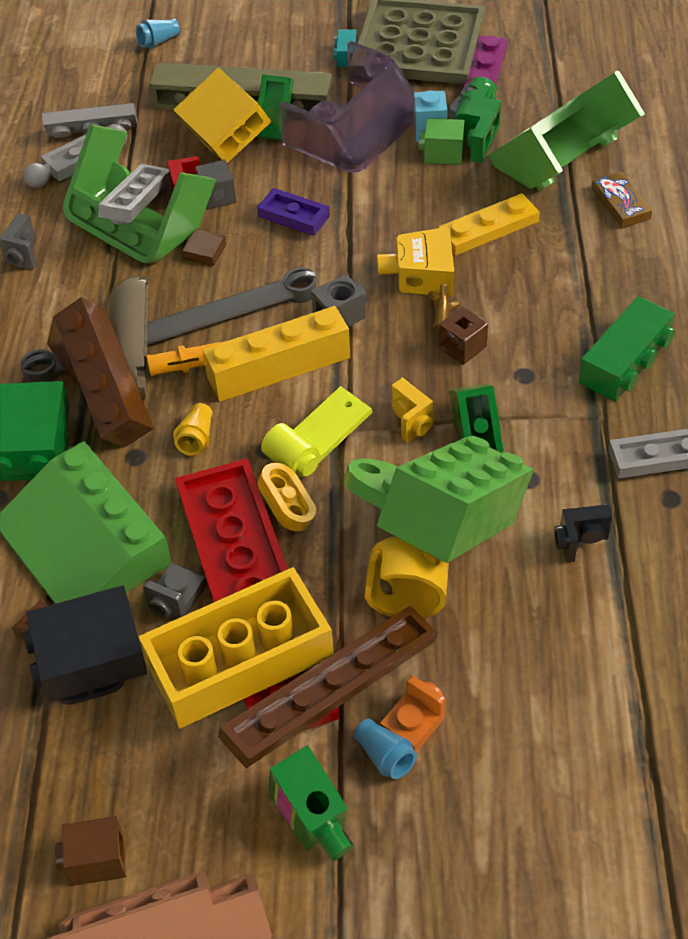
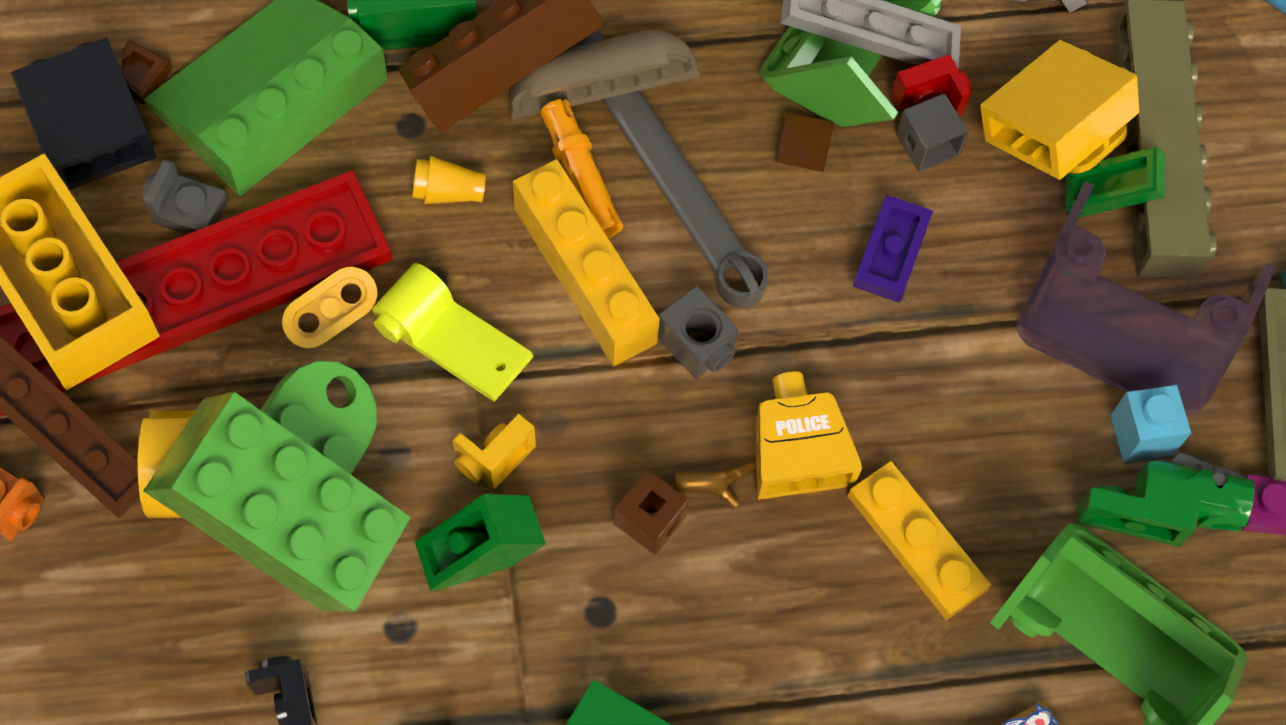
camera: 75 degrees right, 15 degrees up
(442, 141) = (1094, 450): bright green brick -> none

